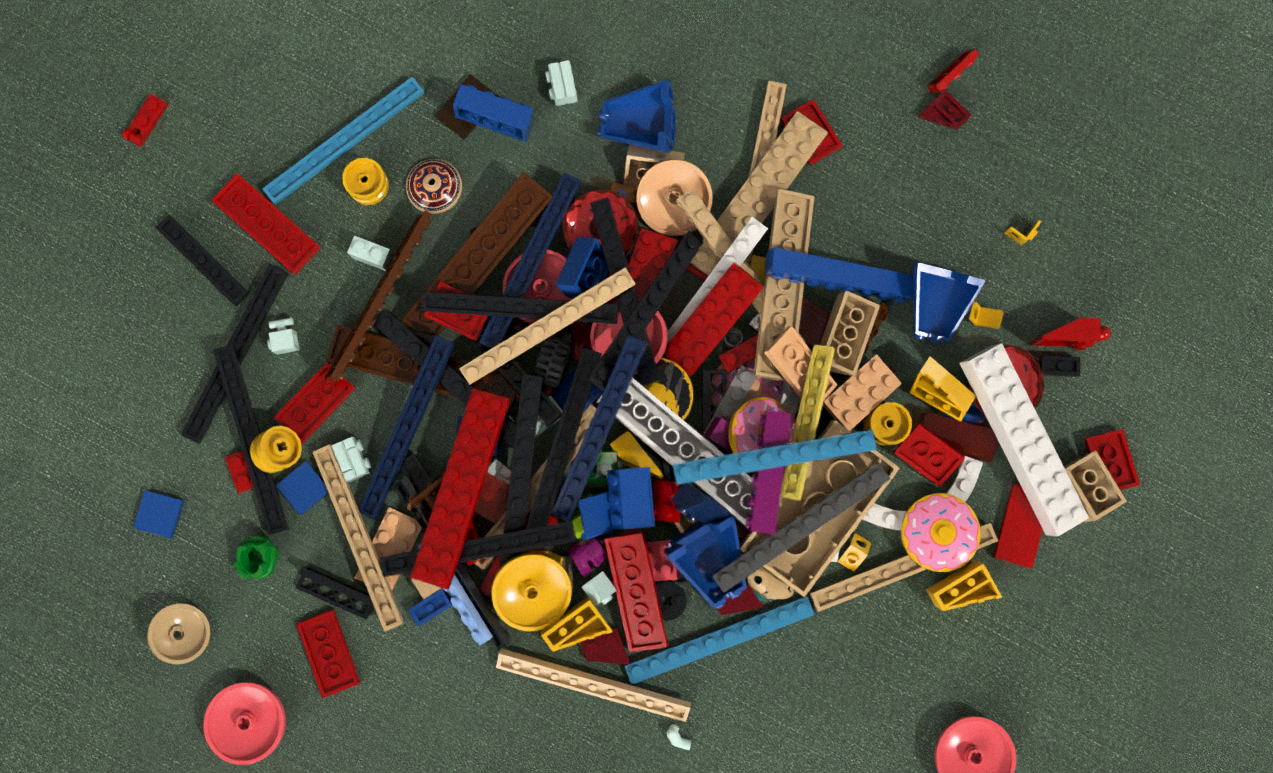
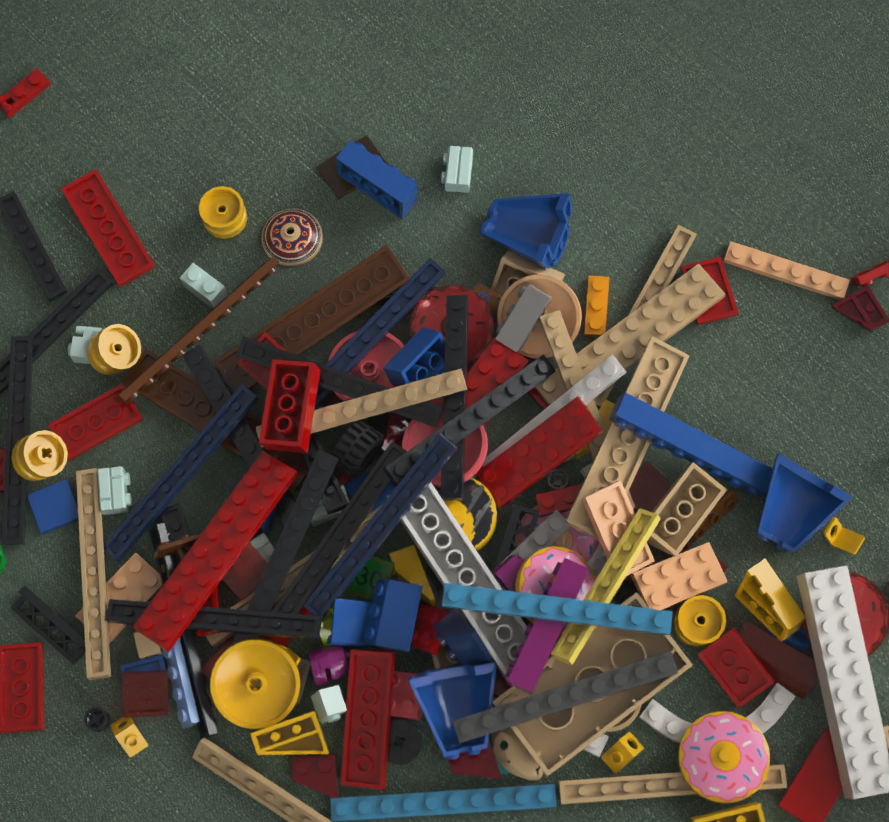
camera: 25 degrees right, 10 degrees down
(309, 334) = (113, 349): none -> yellow wheel
(343, 140) = (214, 166): dark azure plate -> none
(400, 661) = (94, 716): none -> black wheel
(435, 666) = (129, 736): none -> yellow bracket
(438, 627) = (145, 693): none -> clear red plate
(485, 343) = (289, 406): none -> red brick
(661, 203) = (523, 317): none -> light grey brick
(719, 173) = (596, 306): none -> light orange plate
(871, 95) = (786, 271): none -> light nougat plate

